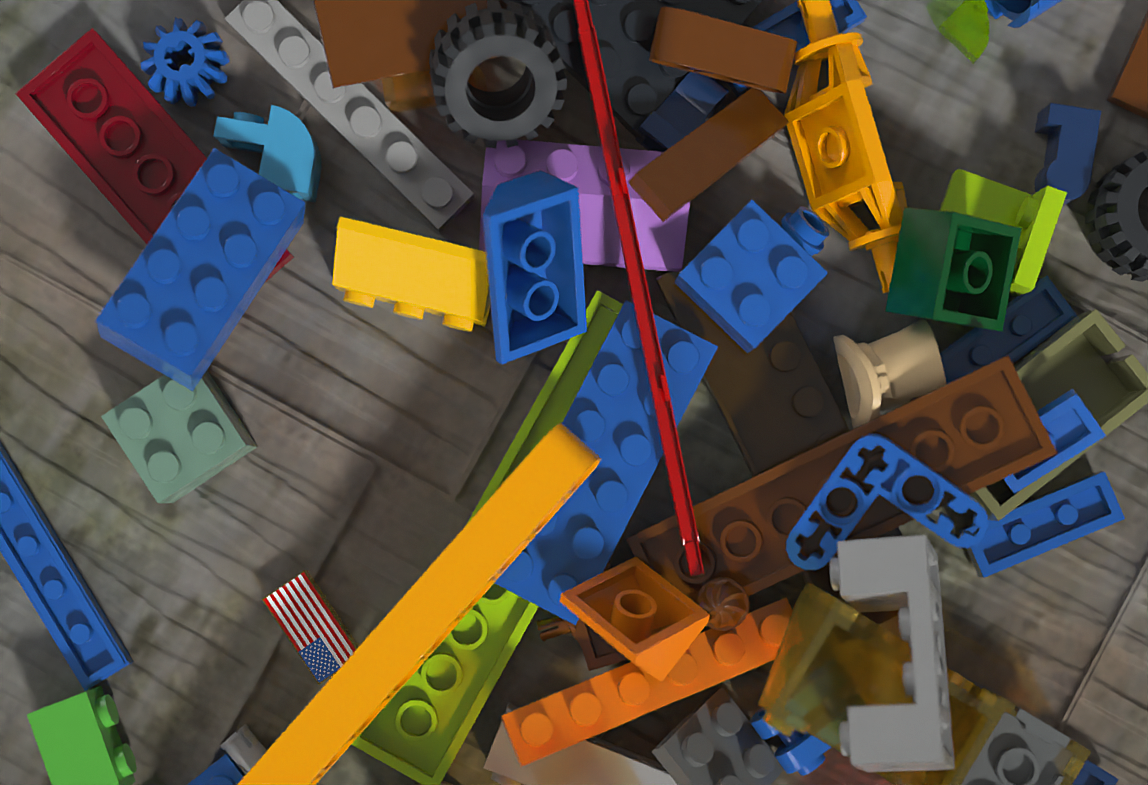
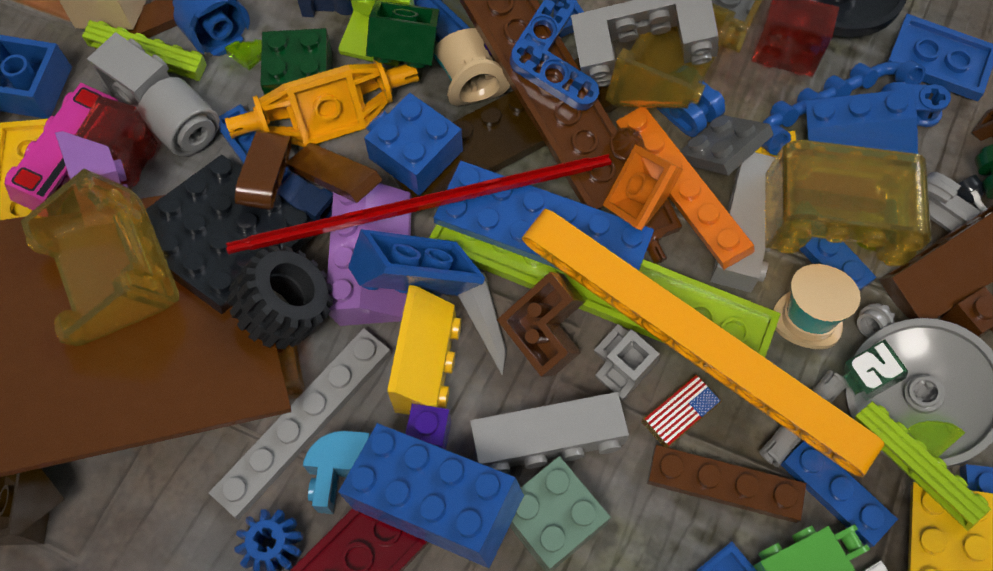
camera: 90 degrees left, 20 degrees down
(207, 671) = (727, 484): none -> reddish brown plate
(292, 437) = (550, 432): none -> light grey brick
(308, 274) = (429, 424): none -> dark purple brick
(386, 558) = (626, 360): none -> light grey brick
(437, 438) = (536, 323): none -> reddish brown brick
(476, 367) = (482, 313): none -> light grey bar
(925, 100) = (293, 56): none -> dark green brick

